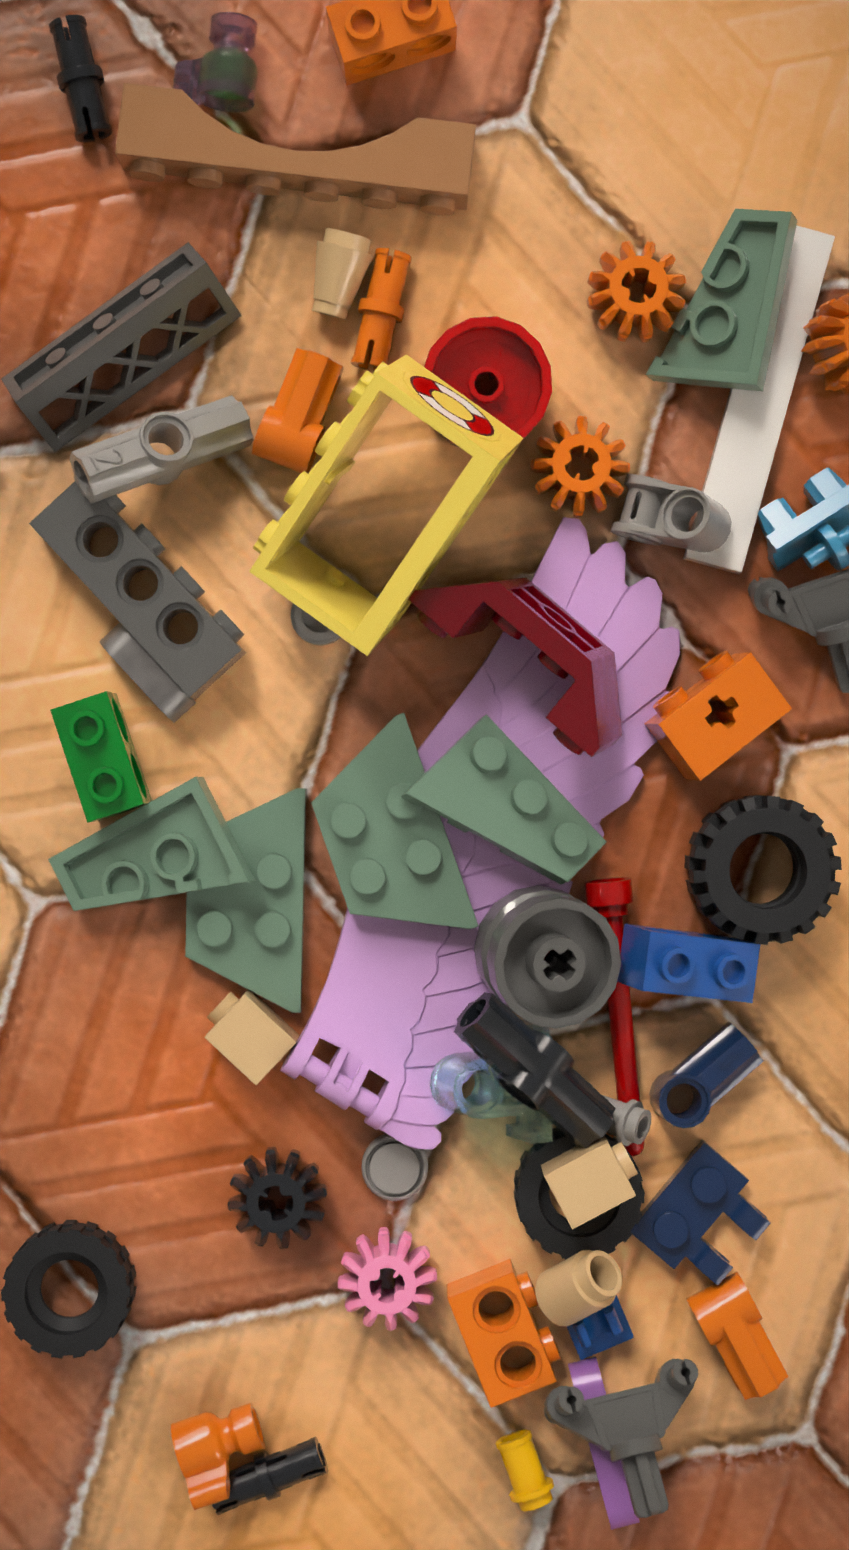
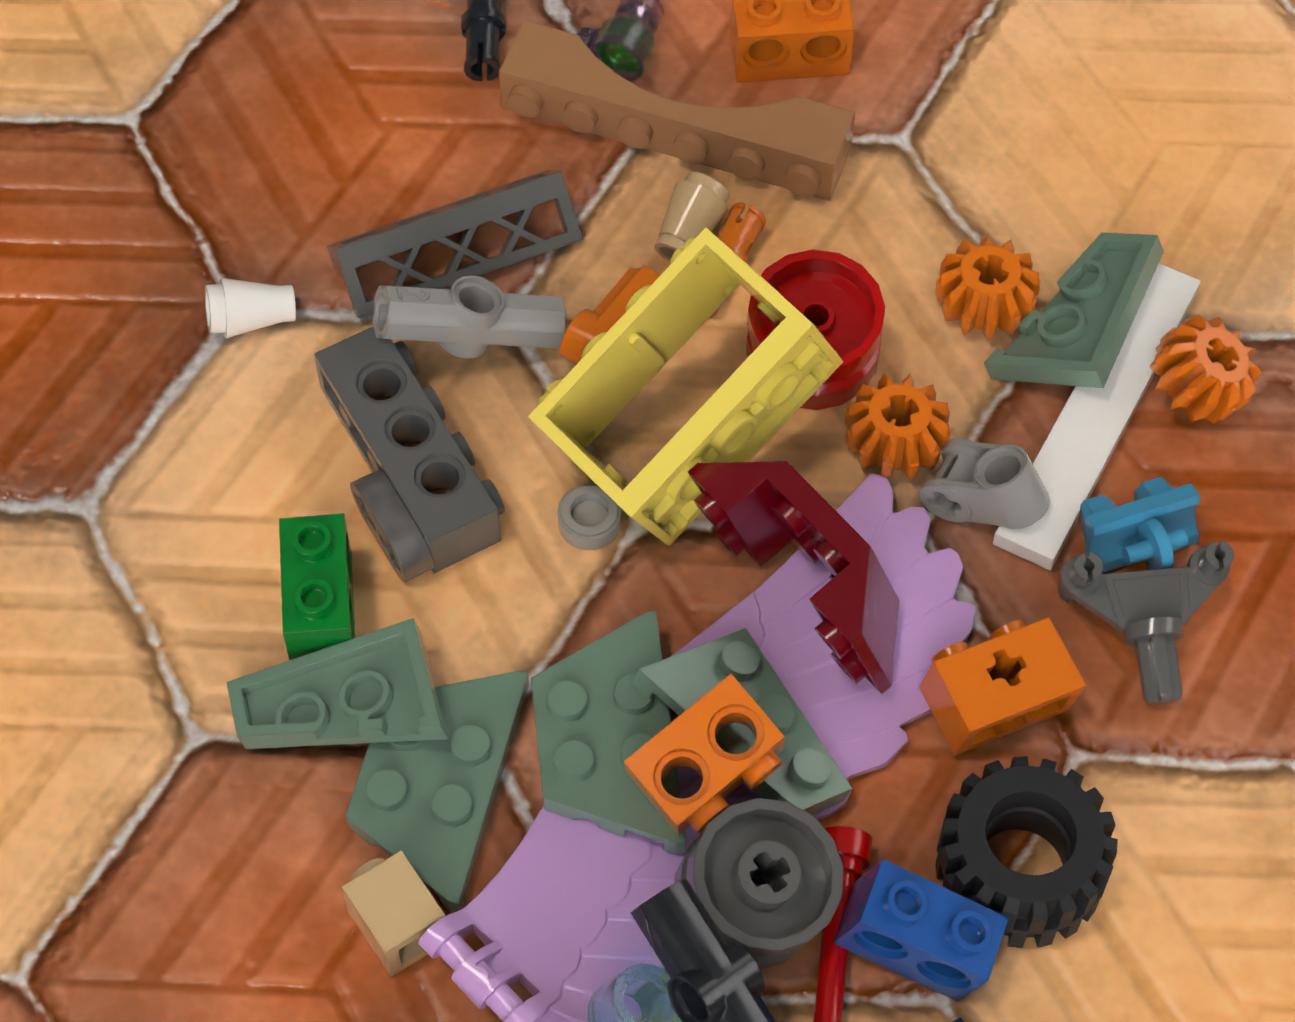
camera: 15 degrees right, 30 degrees down
(468, 860) = (693, 744): none -> orange brick

